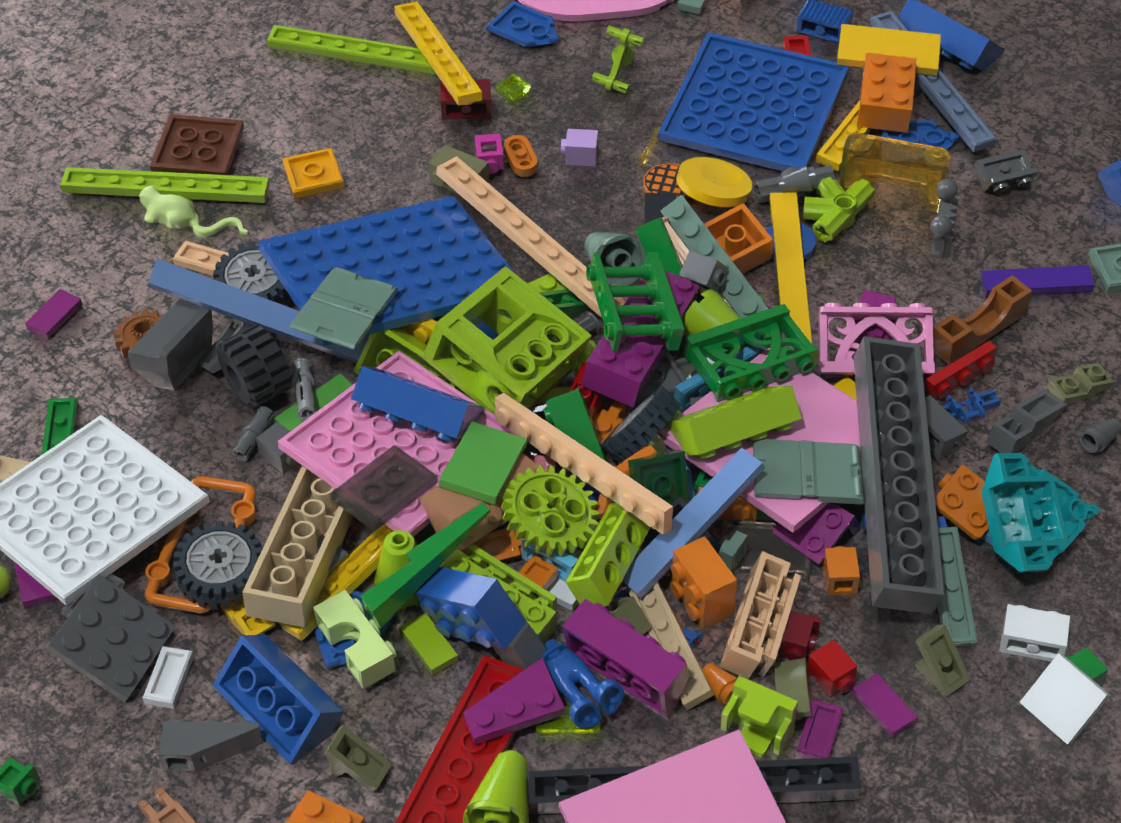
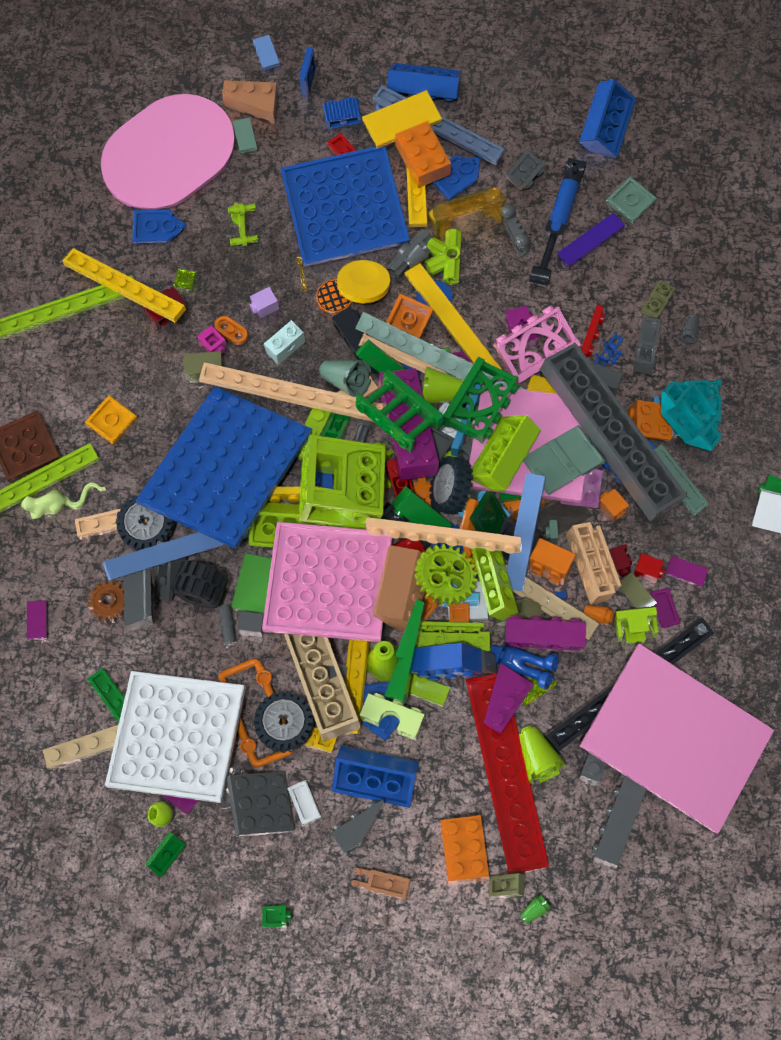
camera: 30 degrees left, 20 degrees up
(303, 384) = (230, 571): light grey pin -> none
(343, 308) = (231, 518): sand green piece -> none
(353, 756) = (448, 784): olive slope -> none
(384, 487) = (346, 620): clear smoke tile -> none
(415, 403) = (321, 553): blue slope -> none
(482, 463) = (390, 570): bright green tile -> none
(570, 194) = (284, 342): none -> light aqua brick
(704, 271) = (413, 358): brick -> none
(941, 660) = (700, 528): olive slope -> none
(997, 245) = (559, 217): none -> piece
(1003, 306) = (582, 290): dark orange arch -> none
(1034, 632) = (735, 480): white brick -> none

